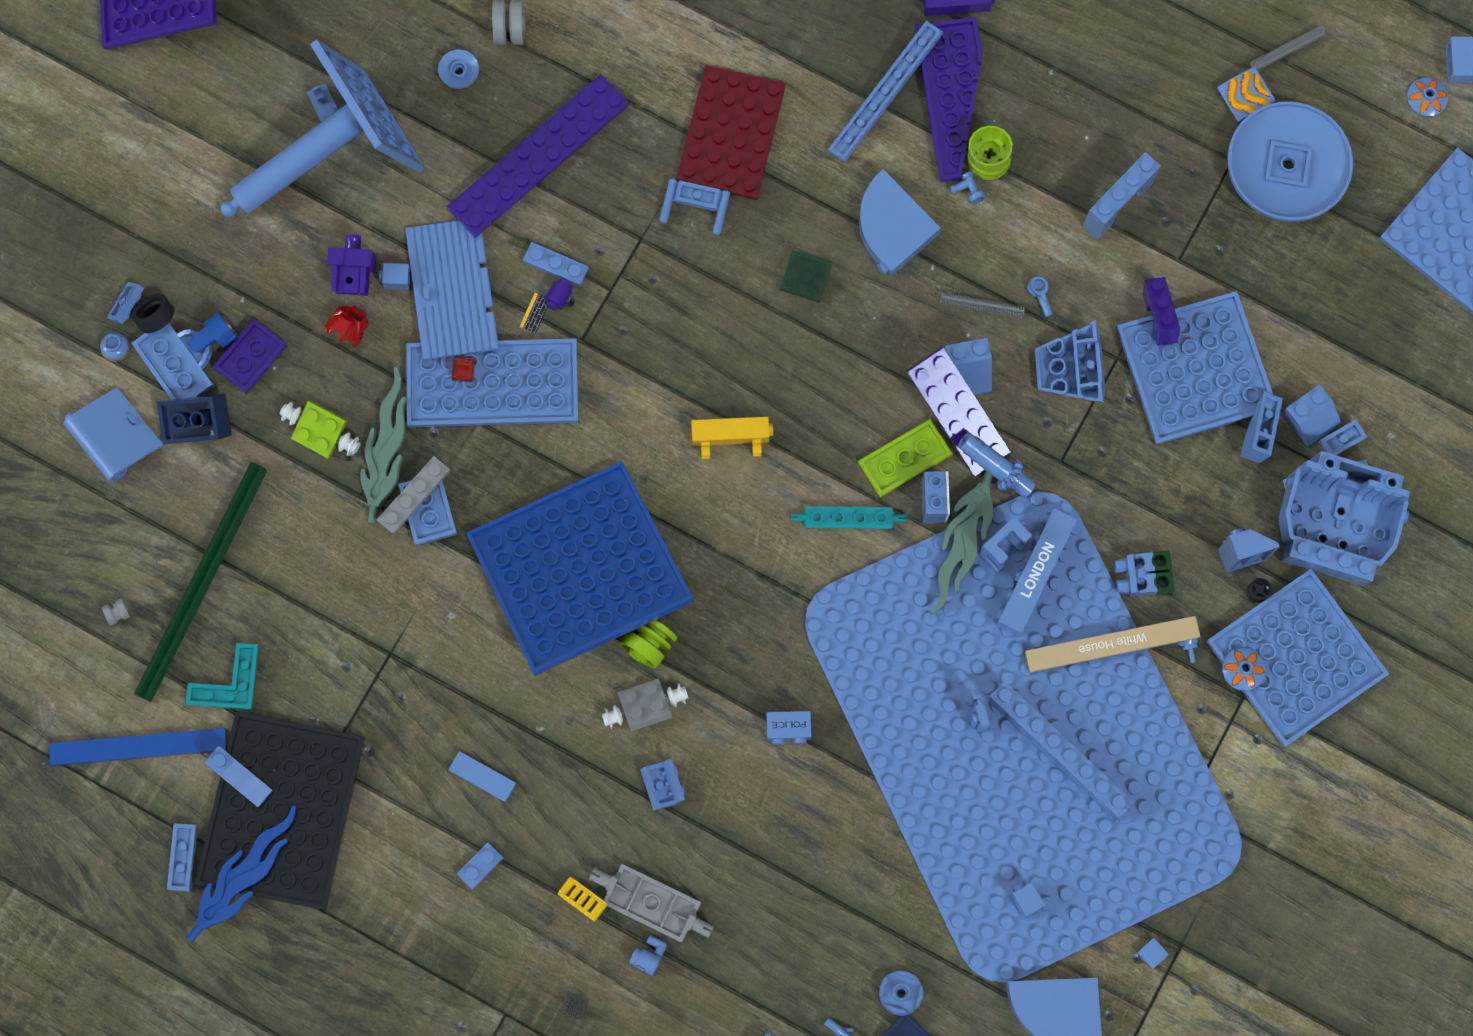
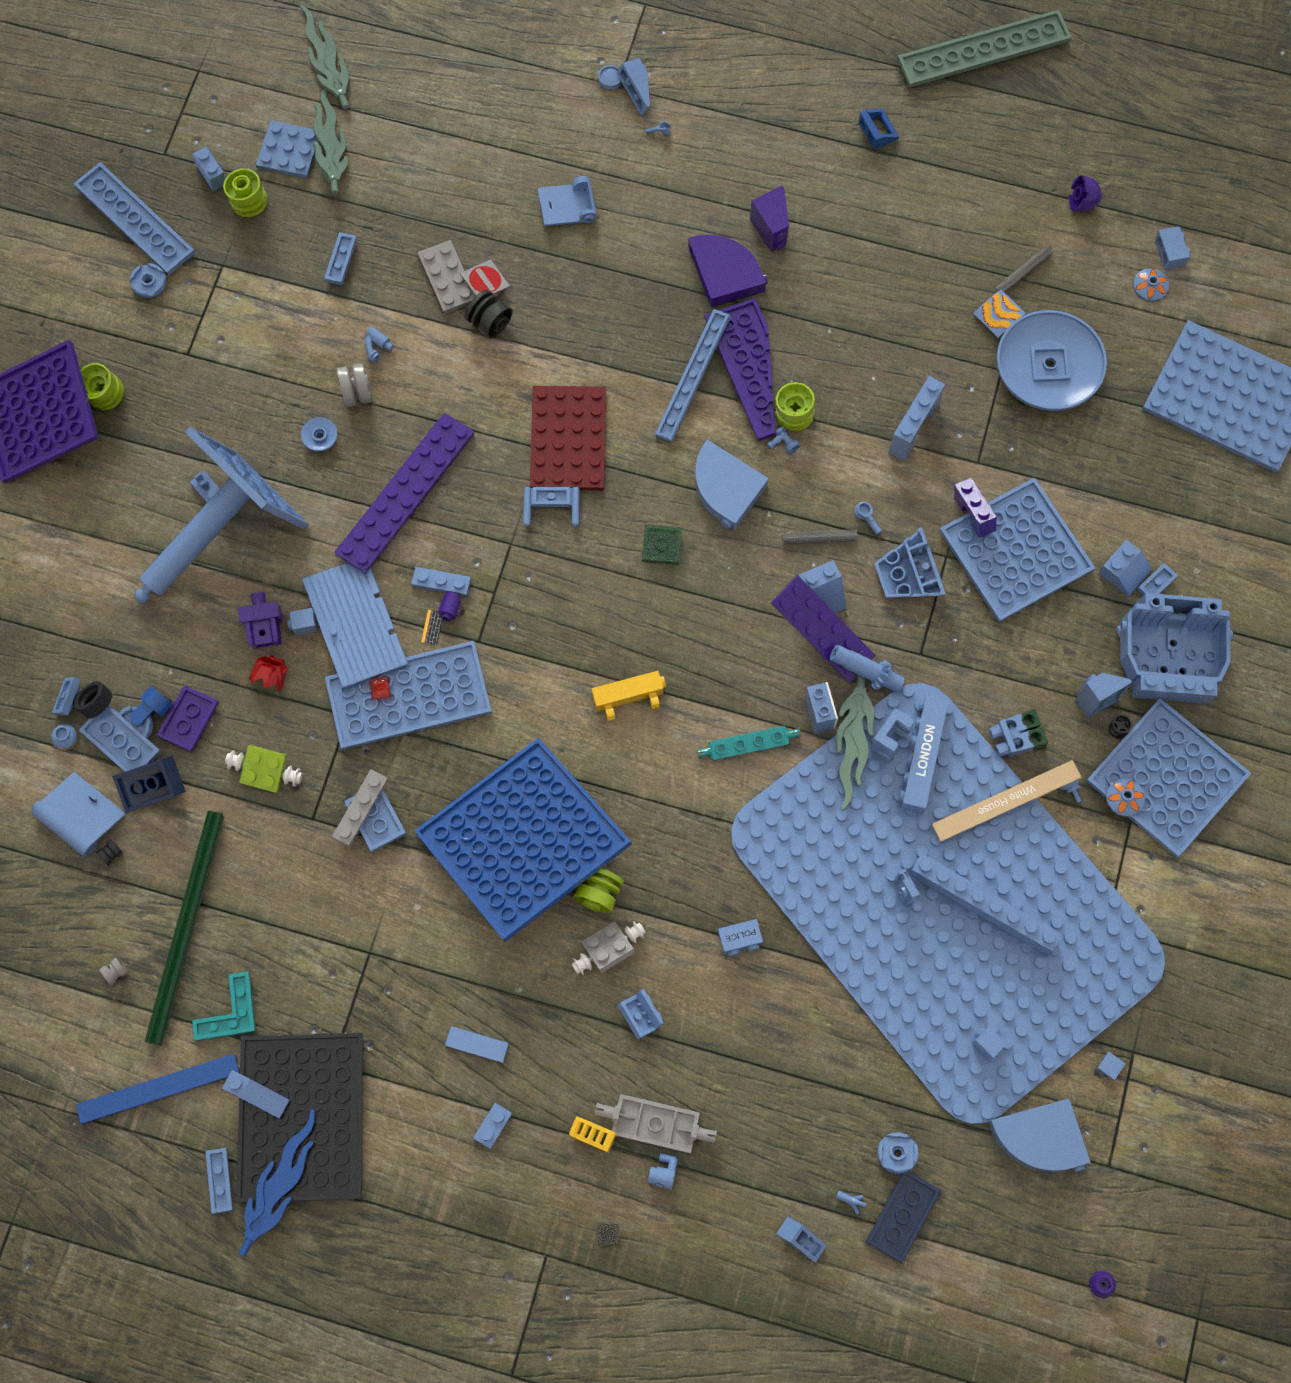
camera: 10 degrees left, 5 degrees down
(137, 483) = (109, 852): none -> black wheel
(379, 457) = (322, 782): sand green piece -> none
(905, 458) = (785, 681): lime tile -> none
(1262, 428) = (1087, 588): medium blue slope -> none

